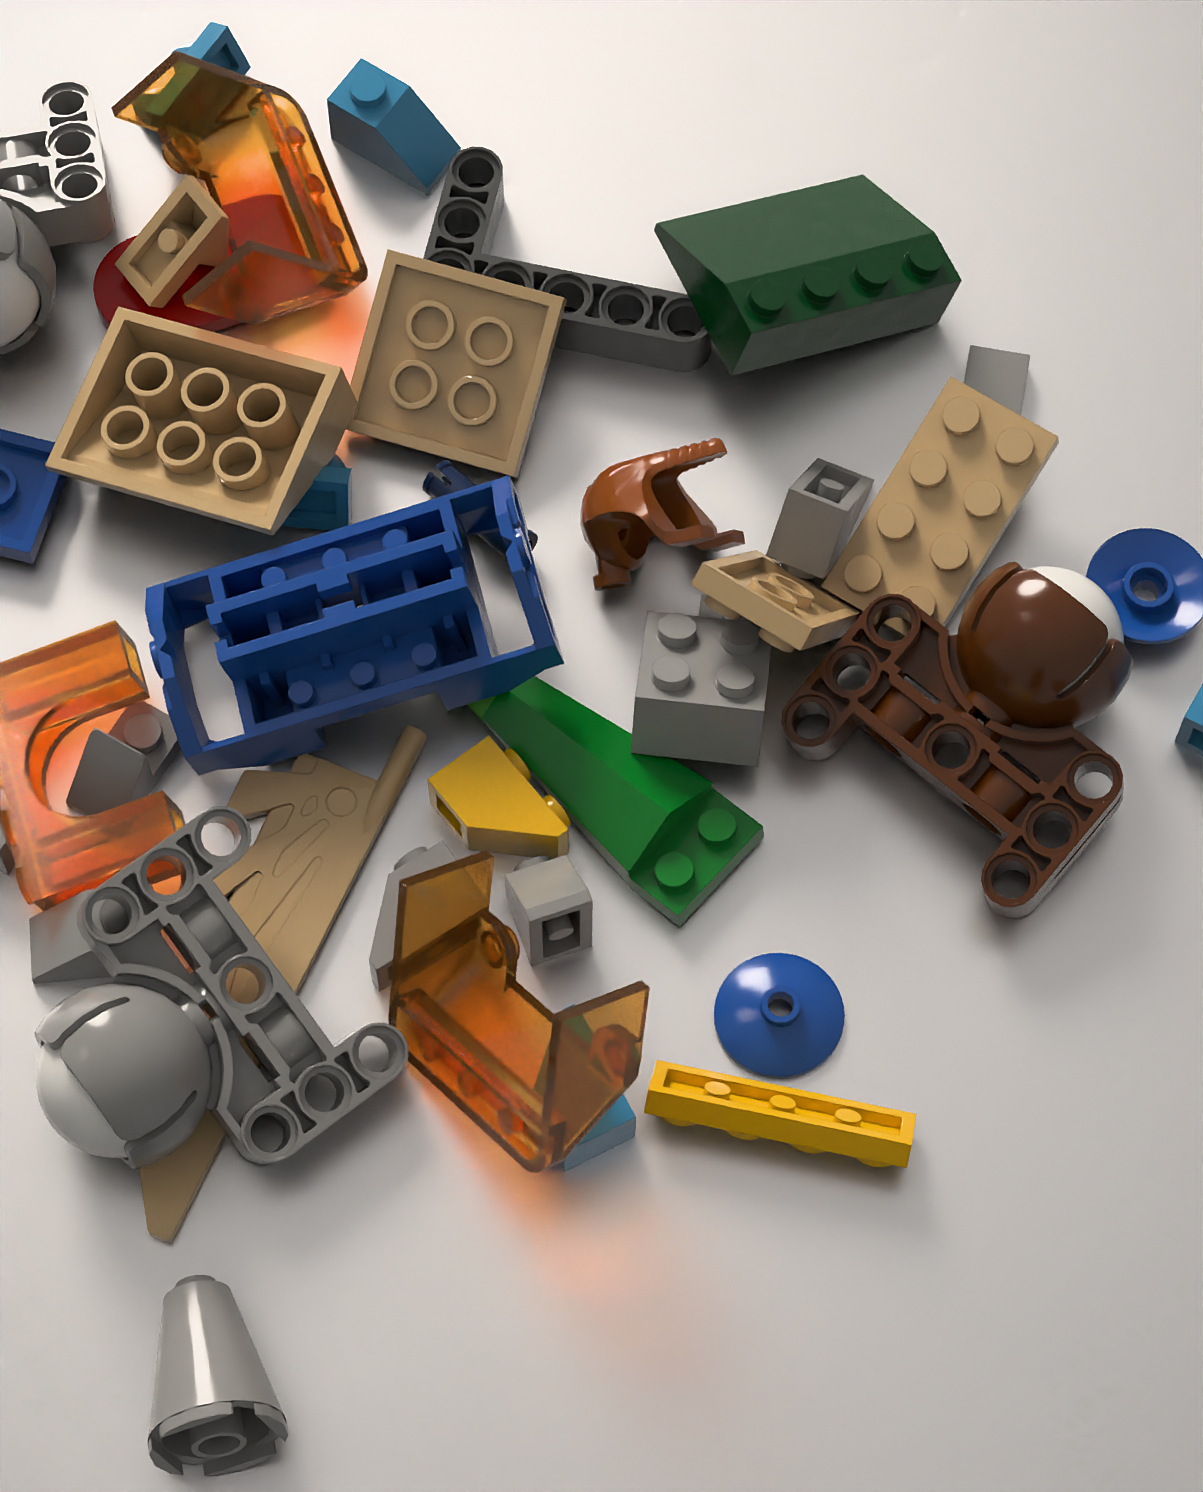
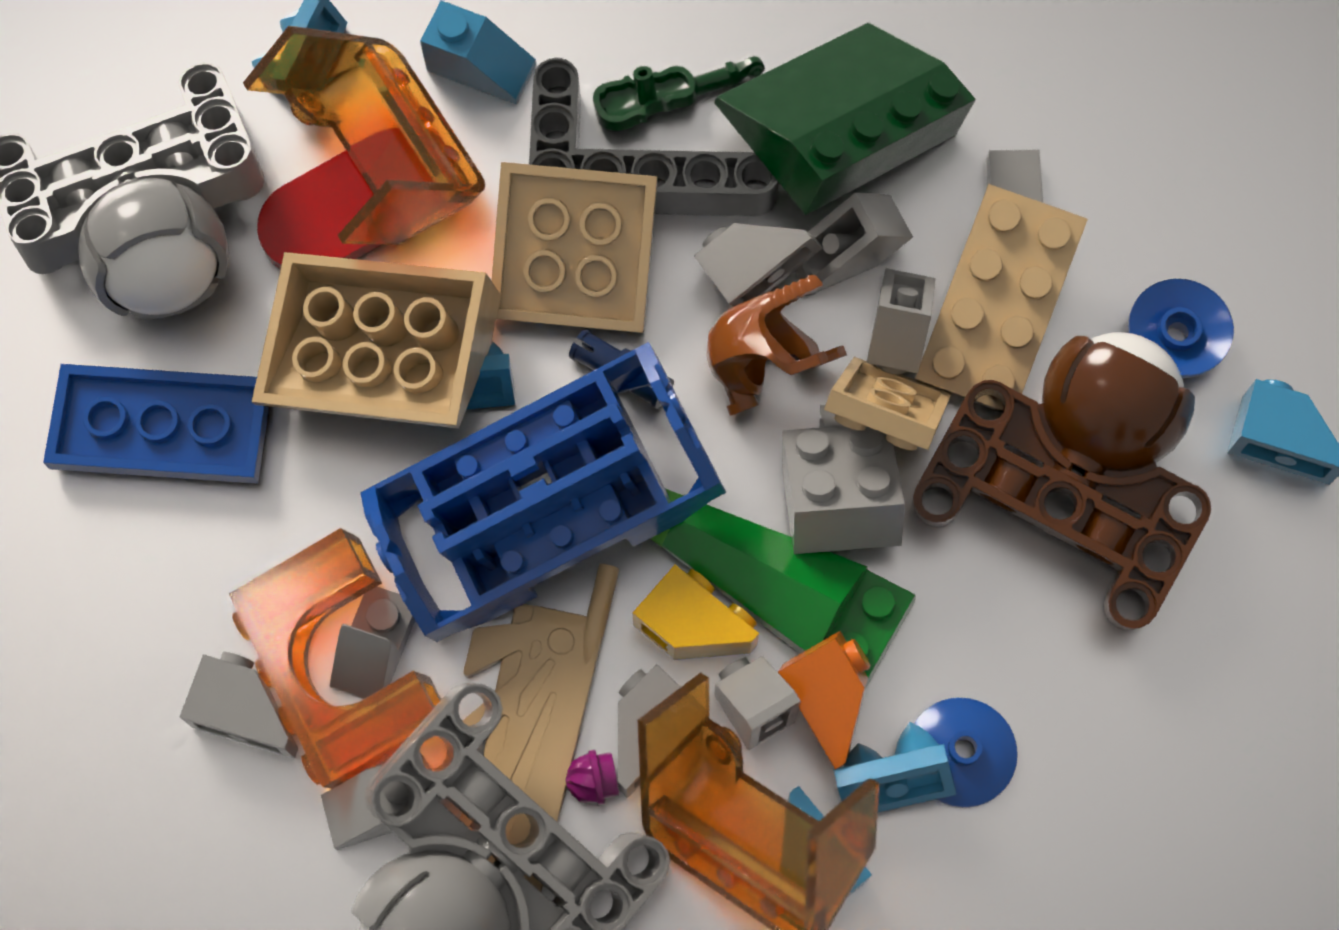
camera: 10 degrees left, 5 degrees up
(177, 239) = (320, 186): tan slope -> none
(342, 957) = (592, 778): none -> magenta plate
(565, 212) = (631, 102): none -> dark green piece
(636, 908) = (831, 691): none -> orange slope
(661, 412) = (753, 258): none -> light grey slope
(701, 1023) = (910, 777): none -> dark azure tile
(780, 416) = (855, 238): none -> light grey slope
(780, 1113) = (988, 842): yellow plate -> none

